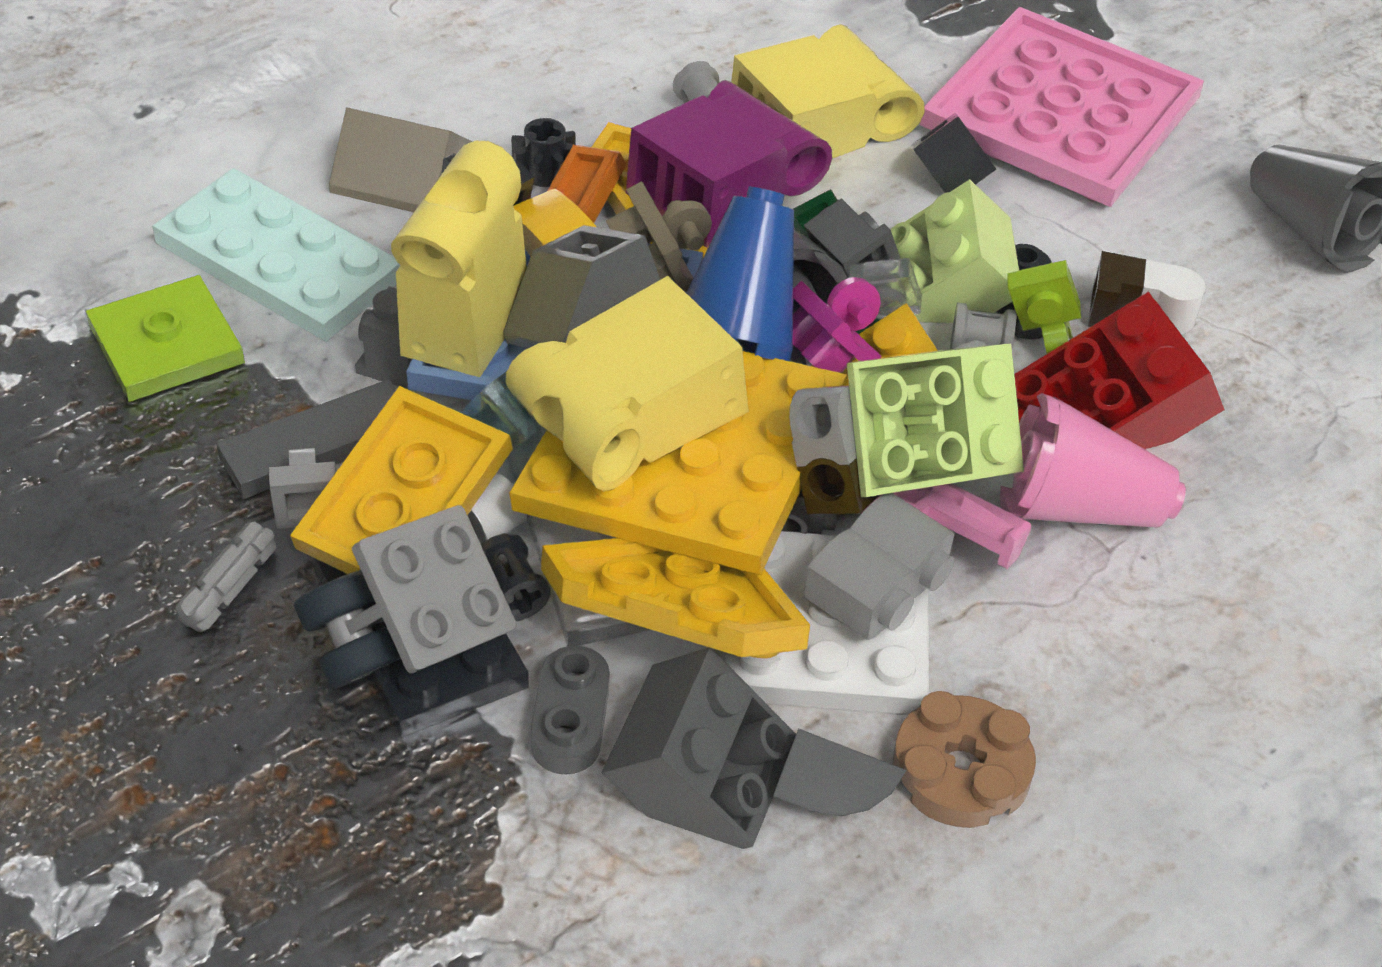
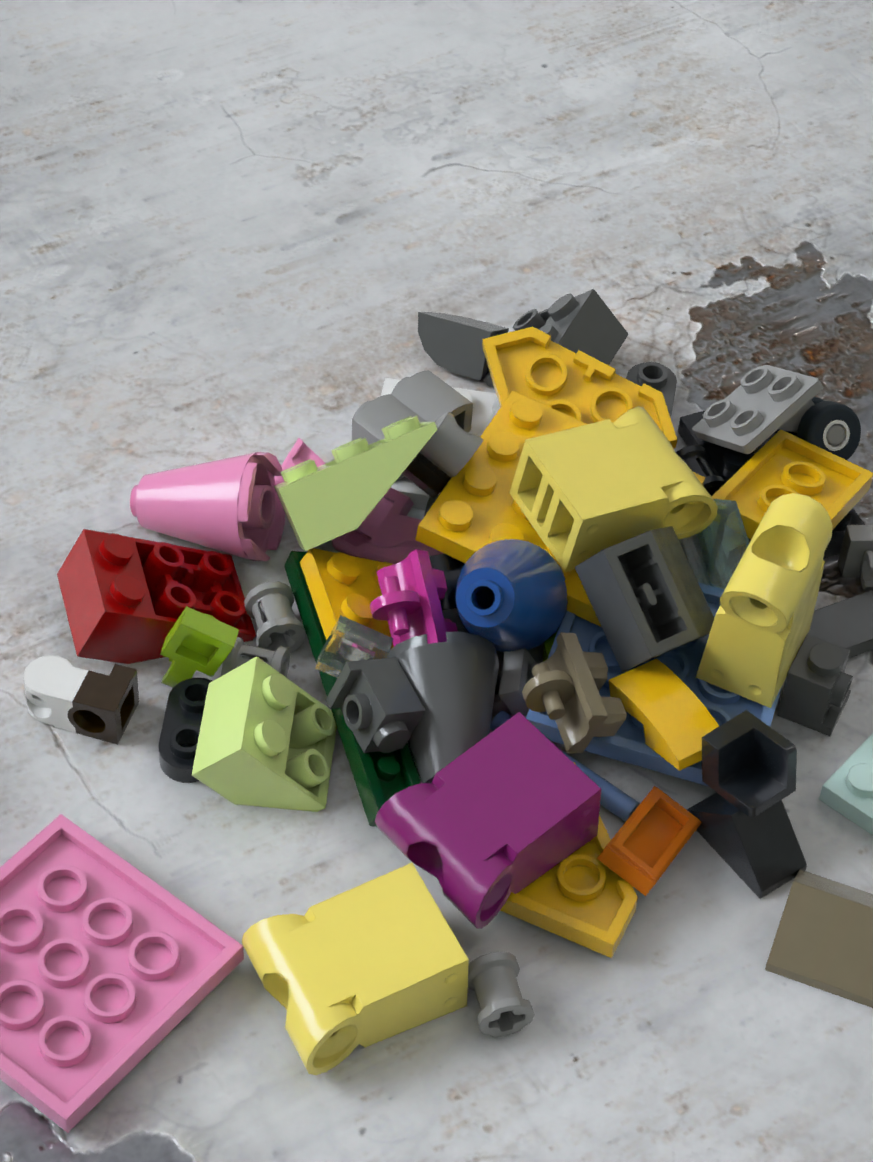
camera: 175 degrees left, 0 degrees up
(543, 149) = (684, 912): black gear -> none
(953, 155) = (224, 885): black panel -> none
(970, 725) = (359, 329): medium nougat plate -> none

